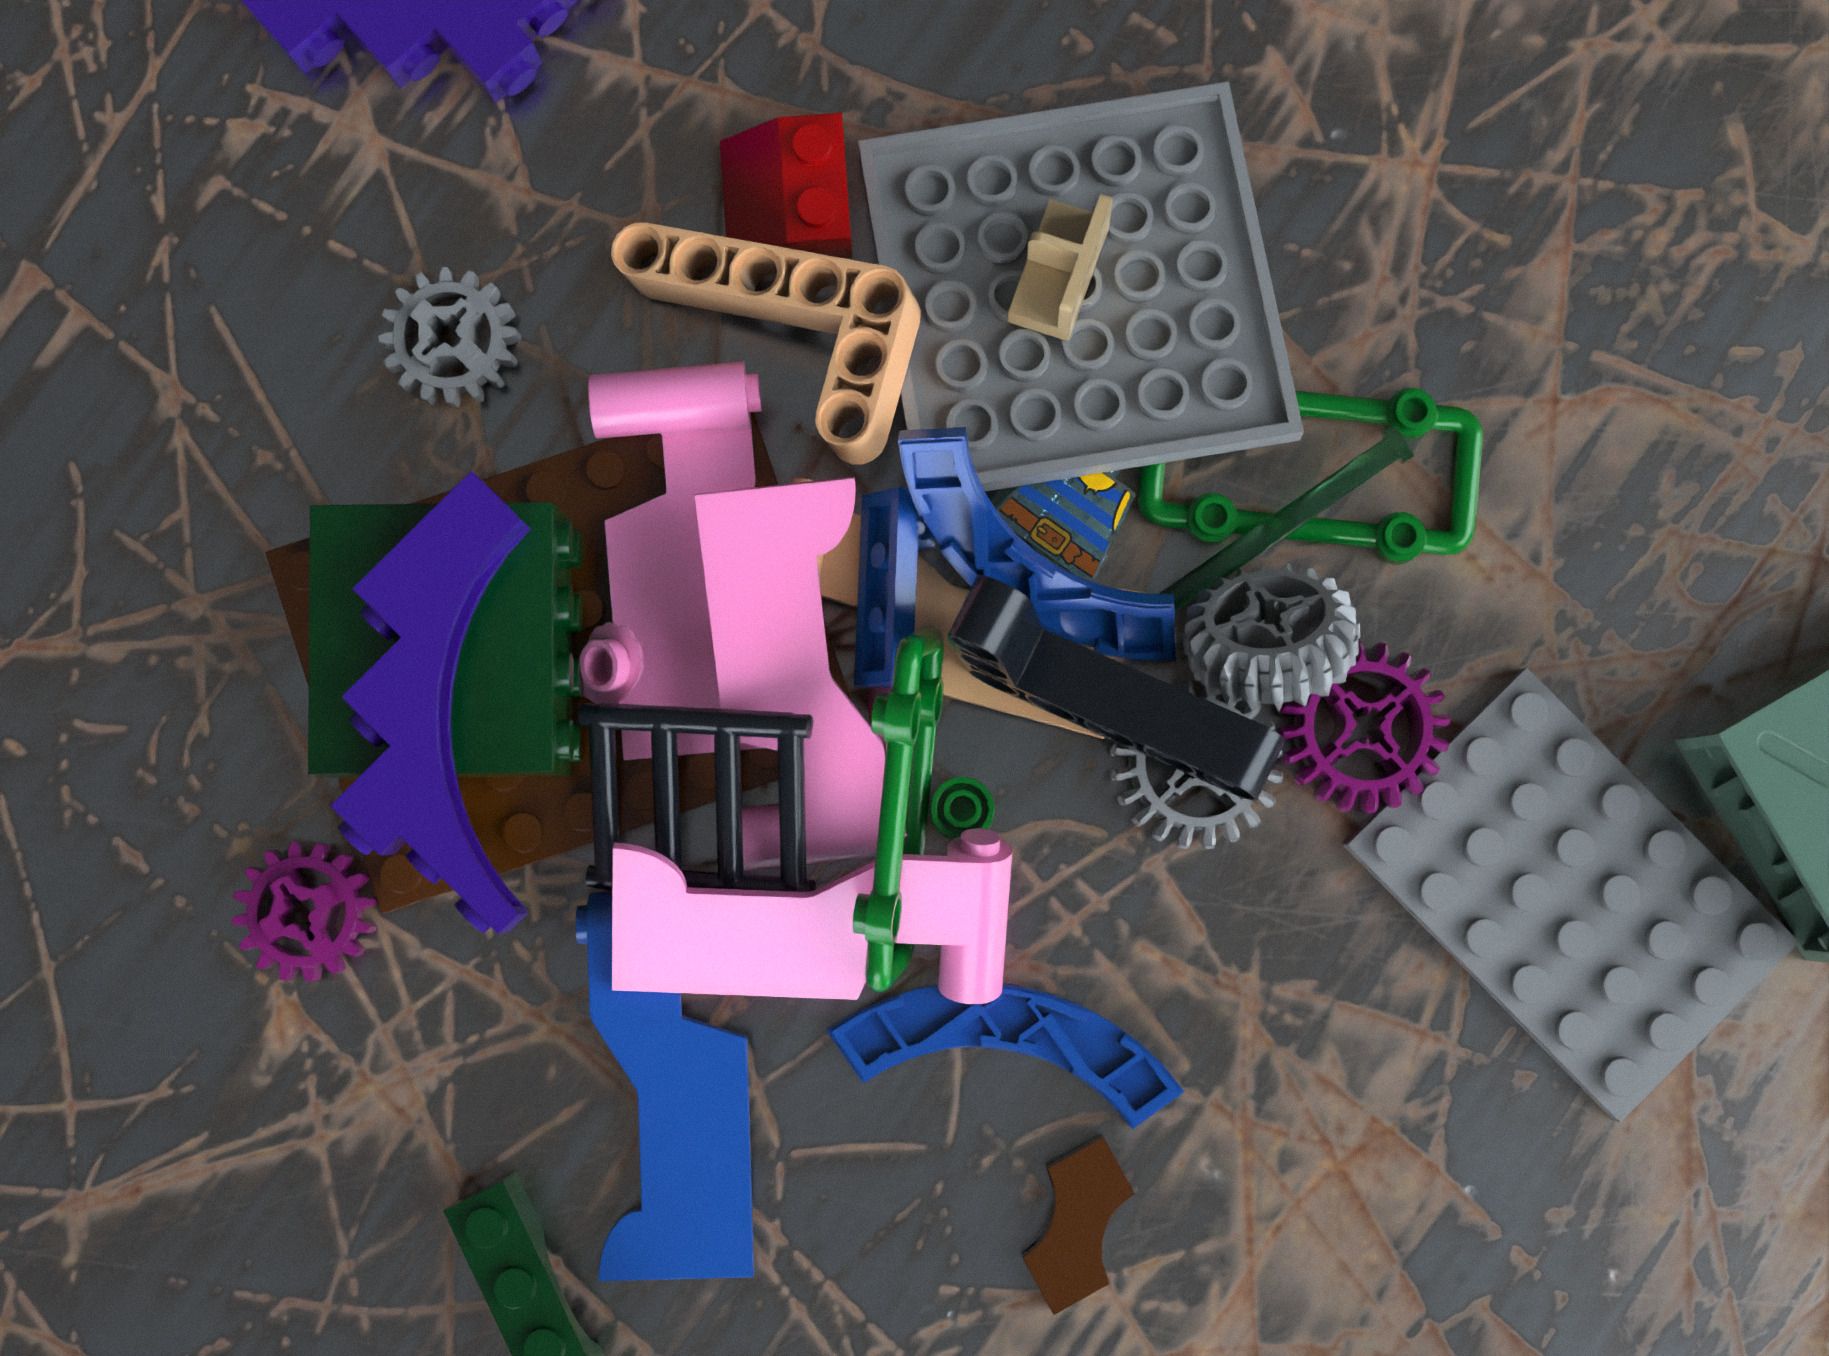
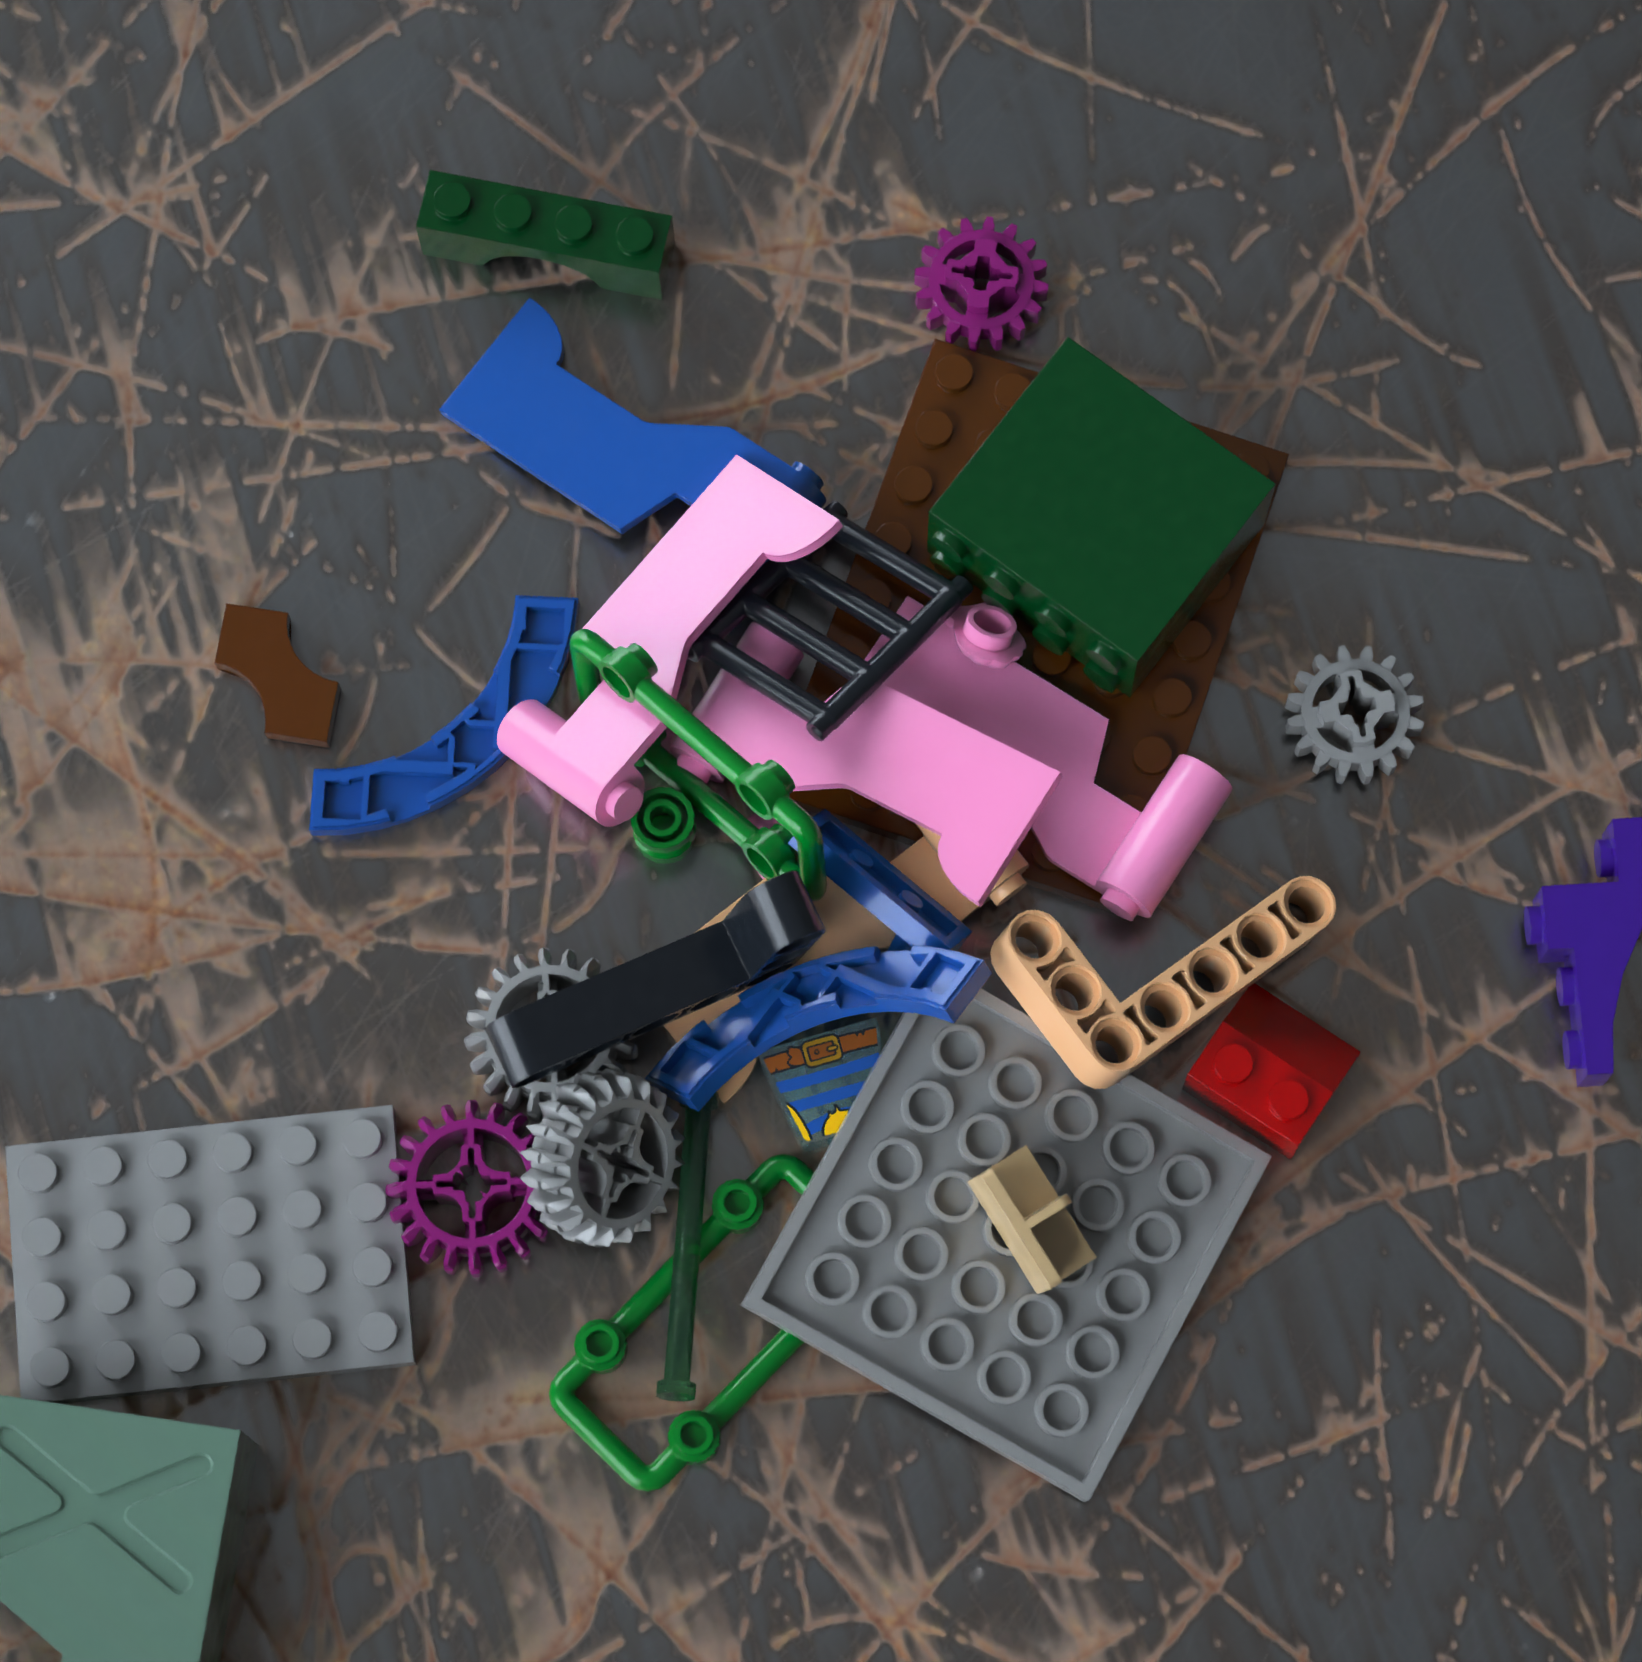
camera: 135 degrees right, 10 degrees down
(412, 790) = (1061, 436): dark purple arch -> none

